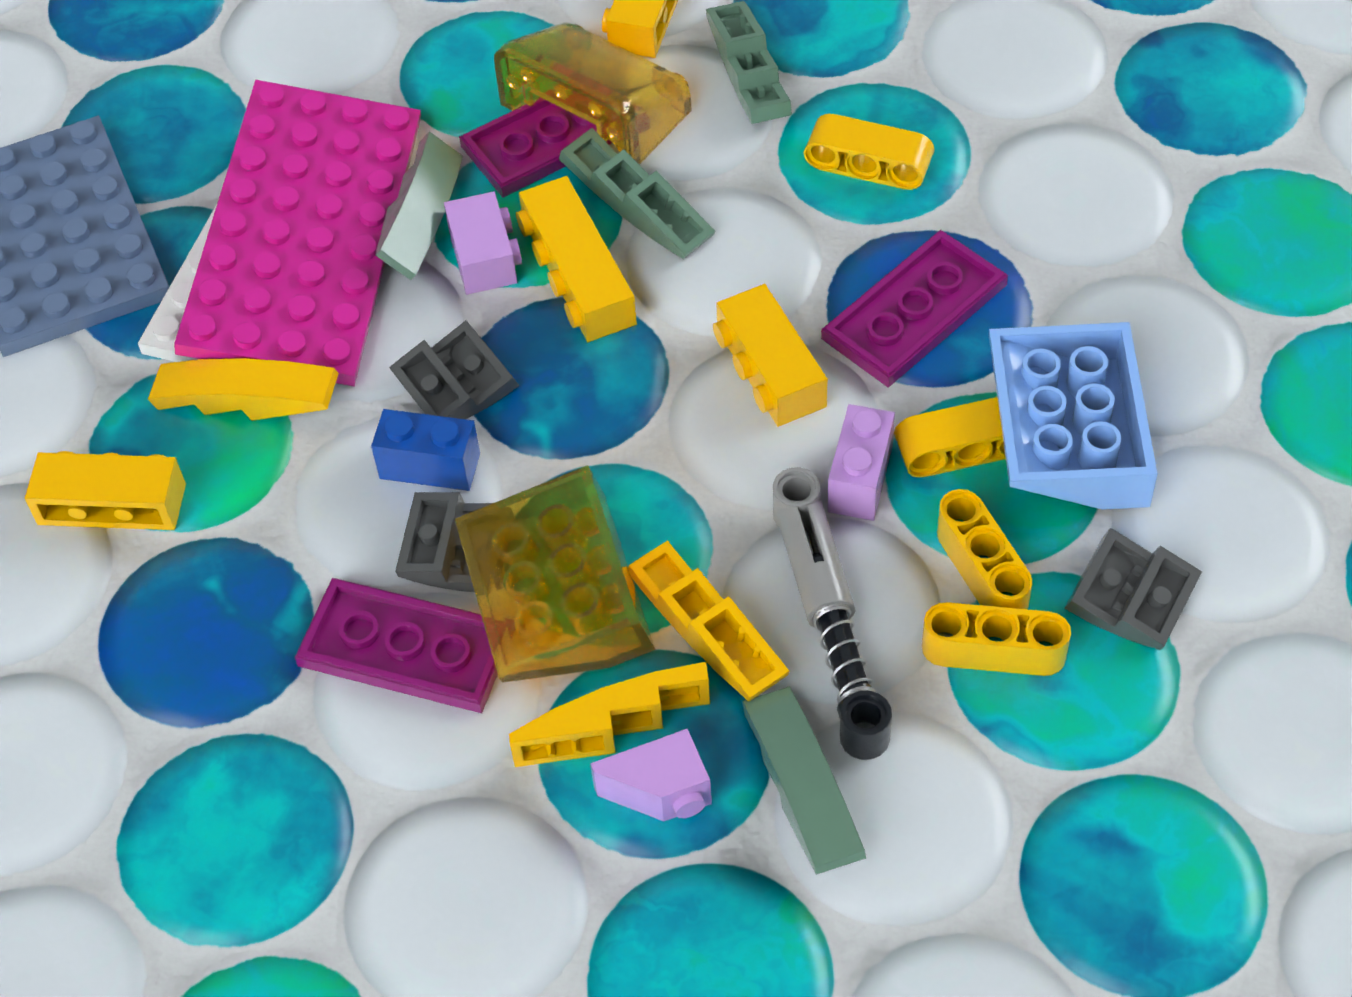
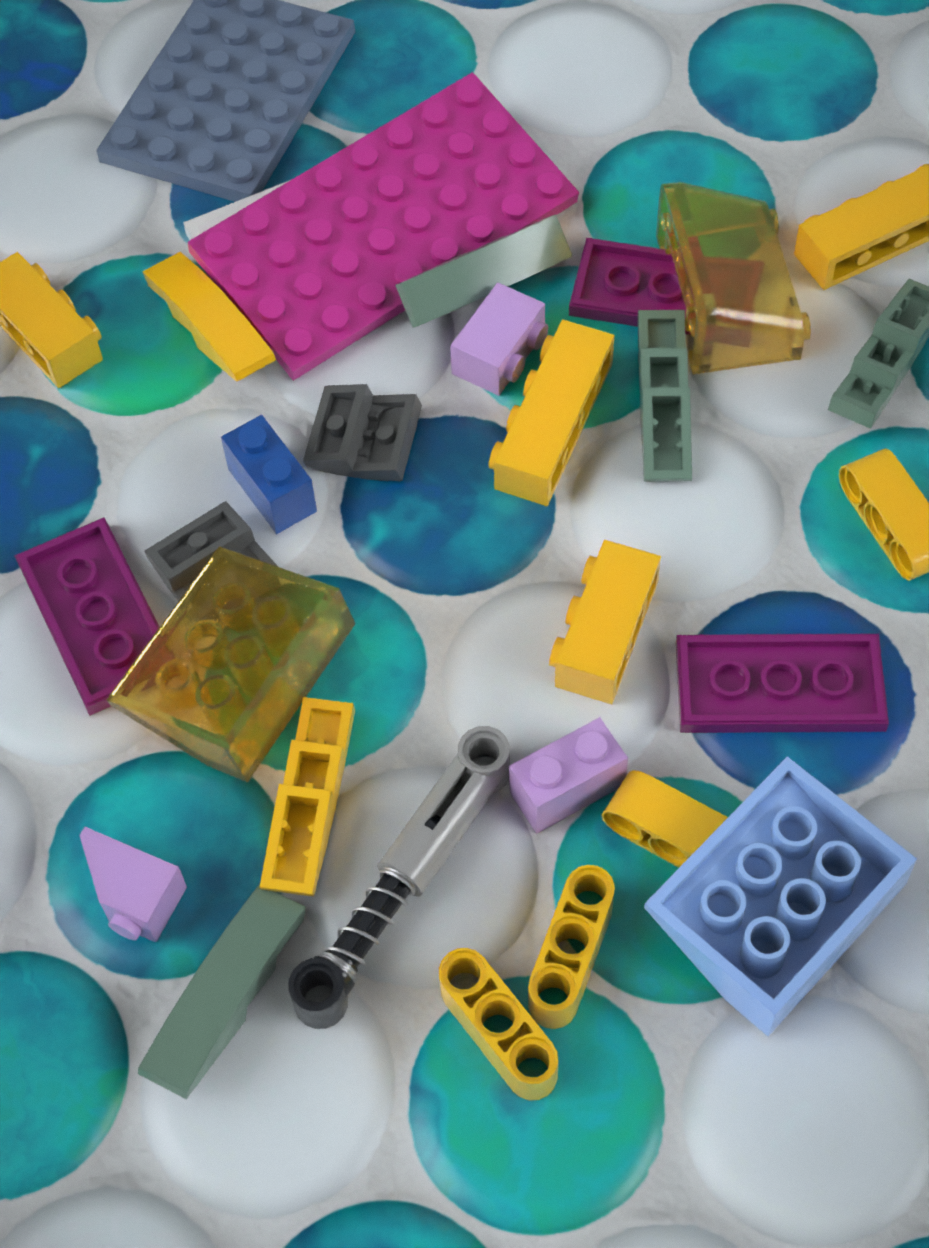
camera: 45 degrees right, 5 degrees up
(589, 722) = (144, 797): yellow slope -> none
(1133, 590) = (666, 1094): dark grey slope -> none

